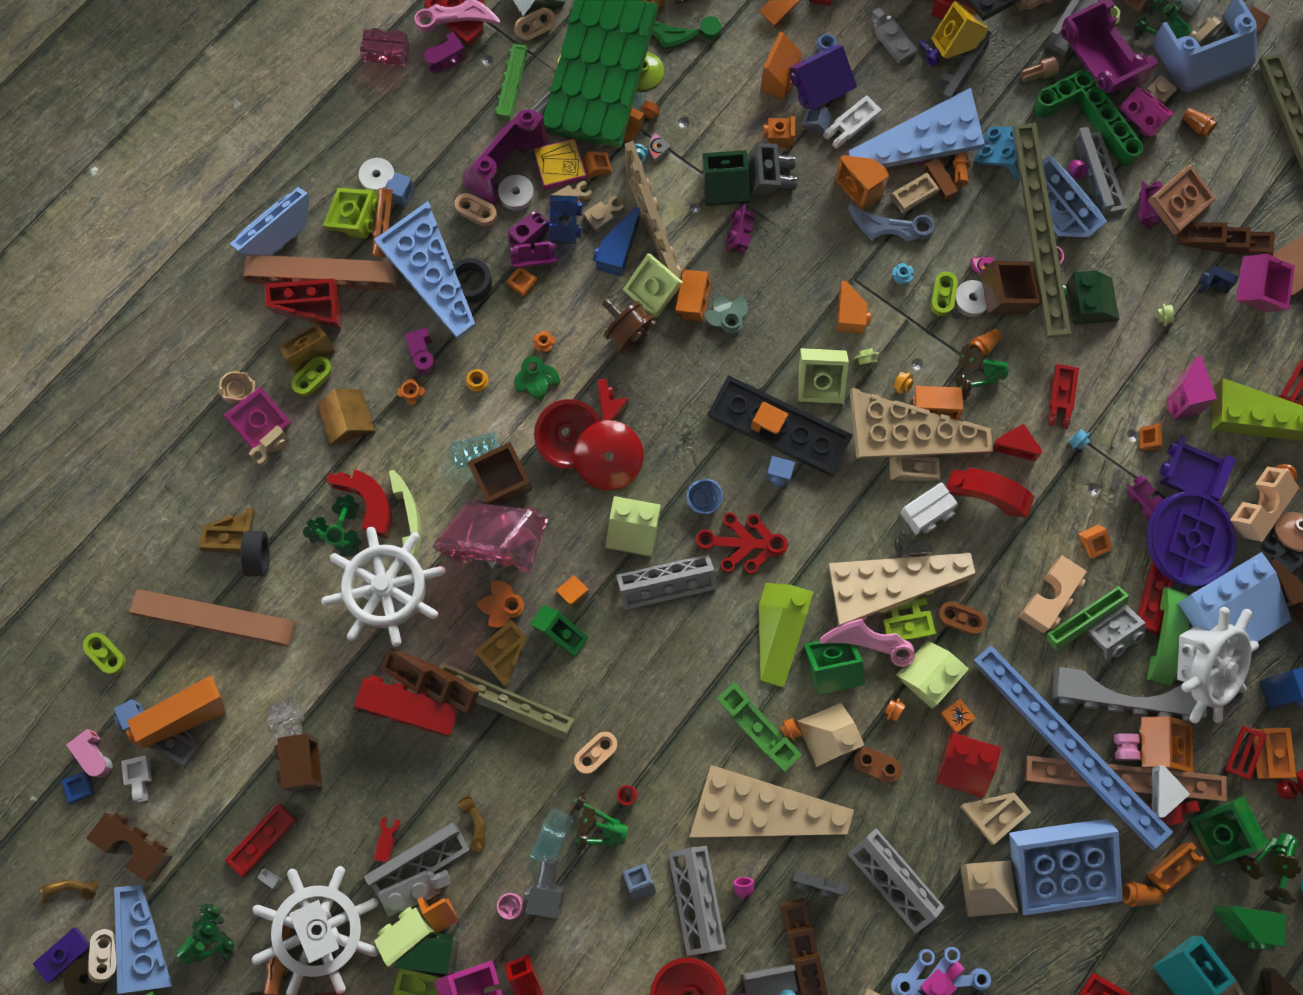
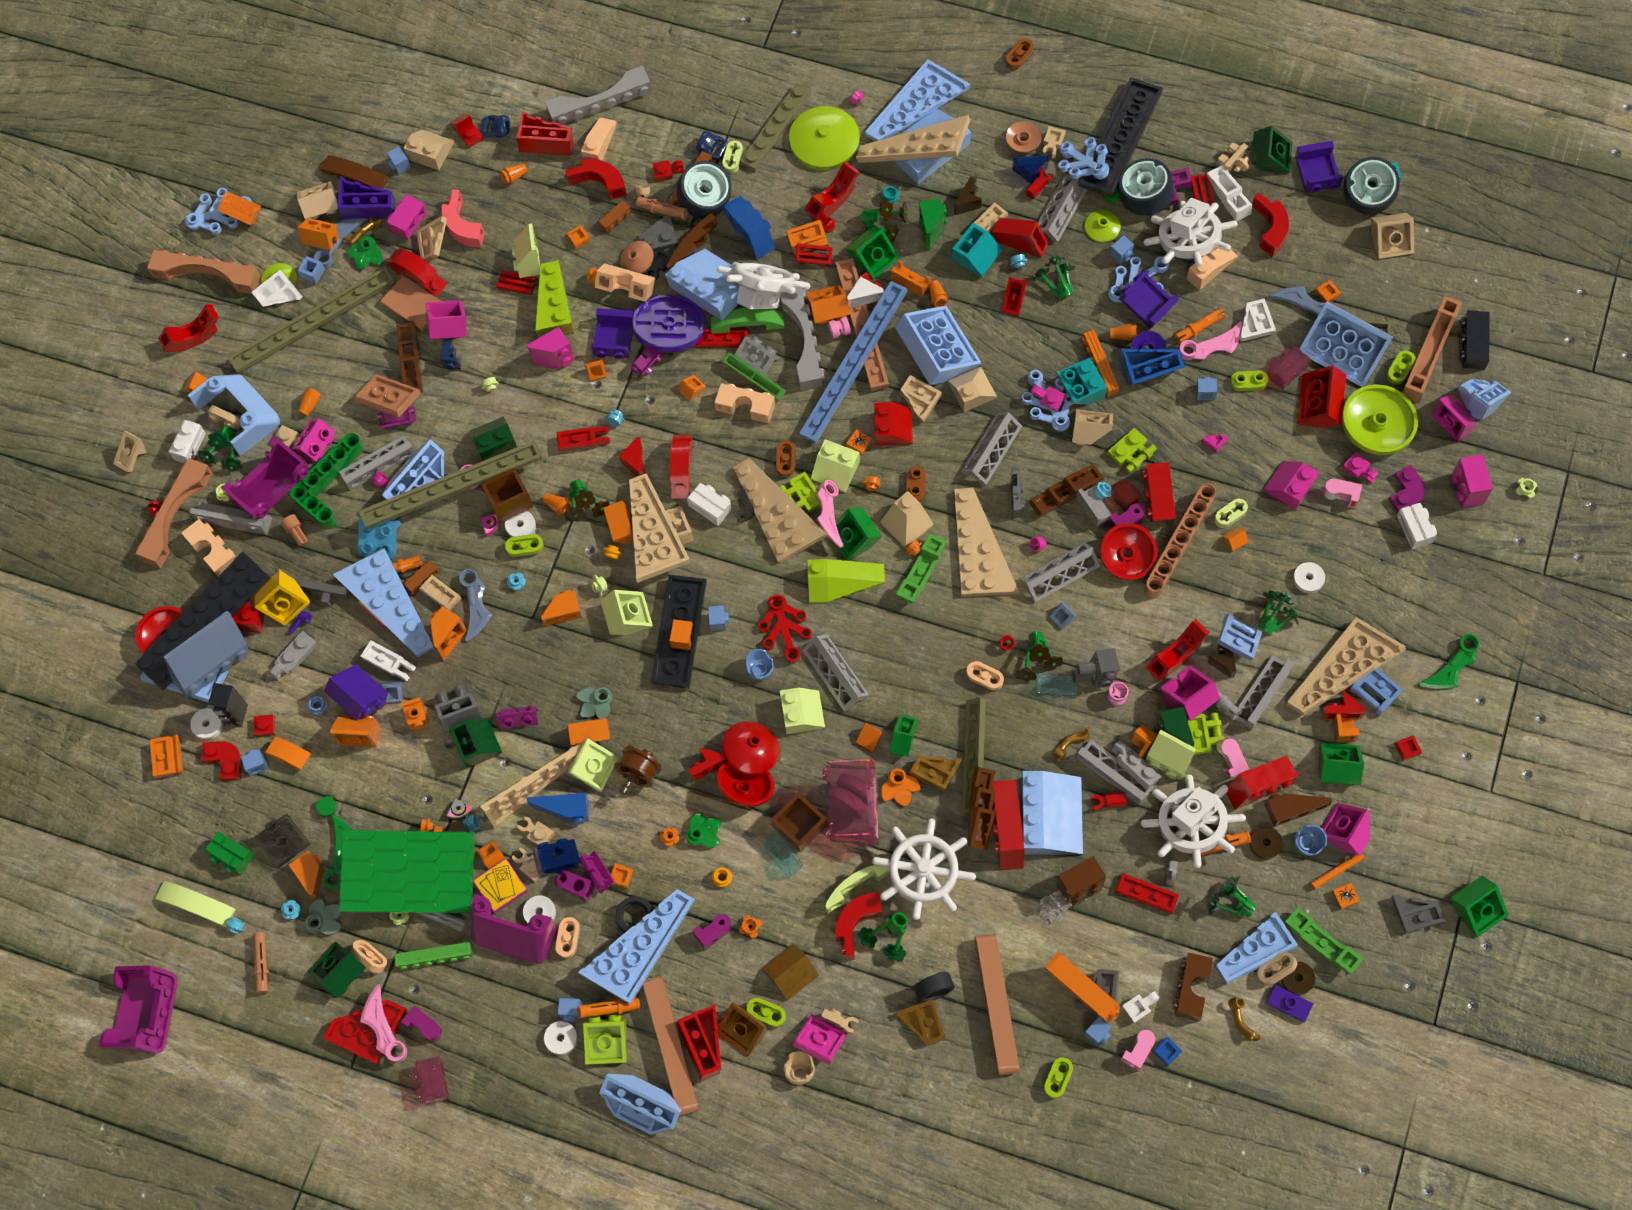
camera: 105 degrees left, 5 degrees down
(397, 765) = (1051, 813): none -> light blue slope

